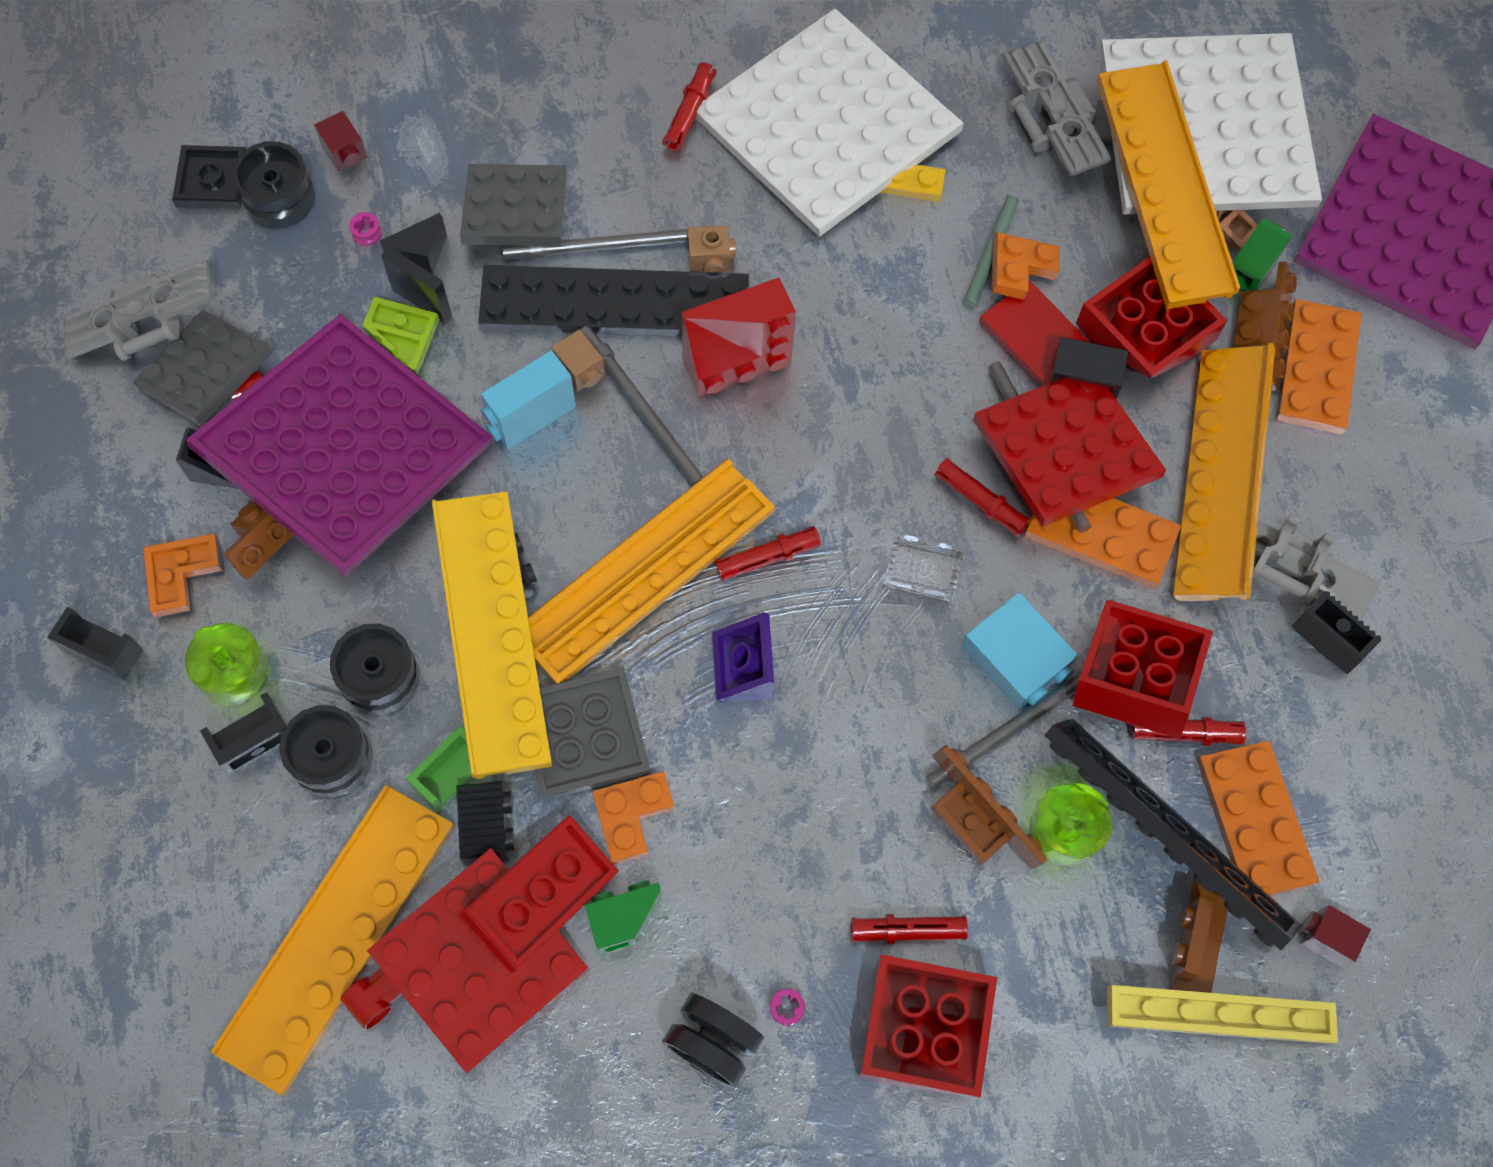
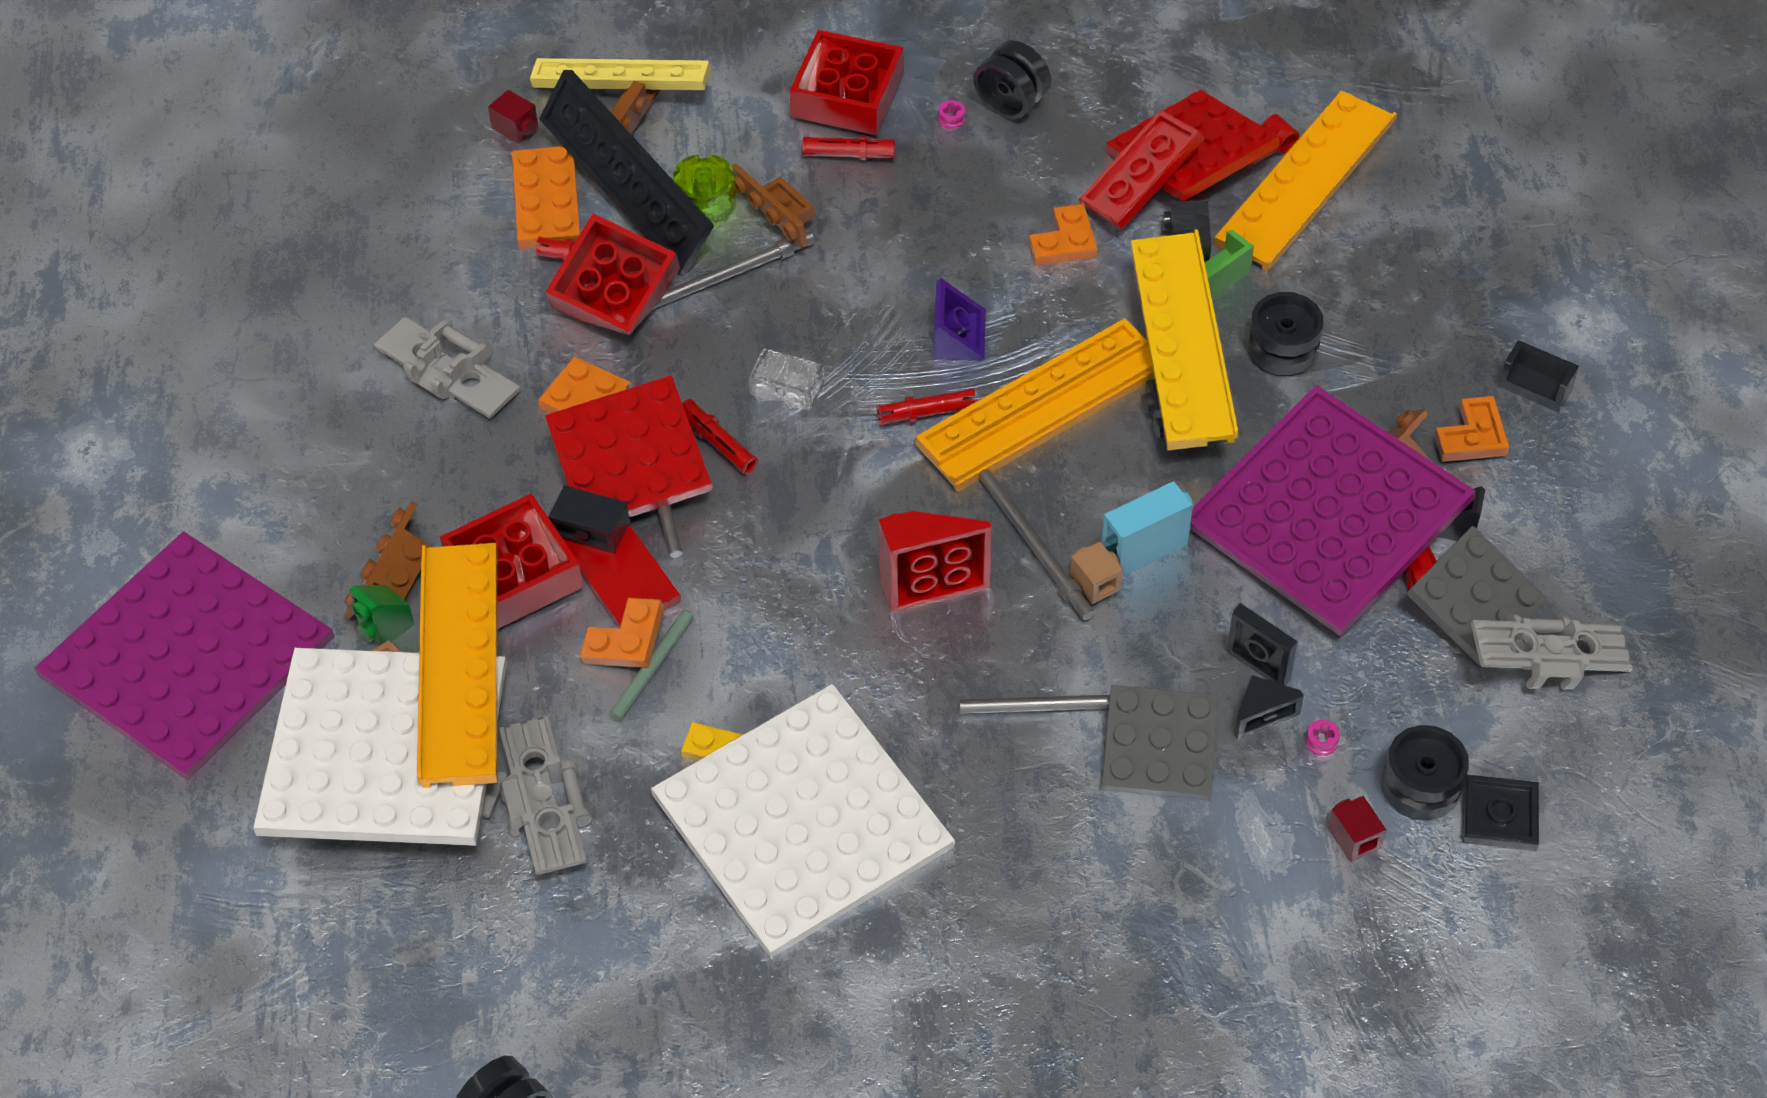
camera: 170 degrees left, 15 degrees down
(226, 663) = (1417, 351): clear neon green brick -> none
(247, 737) = (1394, 305): black panel -> none
(313, 734) = (1326, 275): black wheel -> none
(401, 330) = (1286, 619): lime wing -> none
(590, 735) = (1095, 287): dark grey plate -> none
(602, 298) = (1056, 644): black plate -> none
(622, 918) = (1075, 166): green slope -> none
(687, 111) = (951, 854): red pin -> none
(710, 249) = (950, 677): medium nougat brick -> none
(1020, 652) = (714, 314): medium azure brick -> none
(1225, 474) = (482, 428): light orange plate -> none
(1319, 367) = (350, 529): orange plate -> none
(1336, 632) = (432, 296): black brick -> none

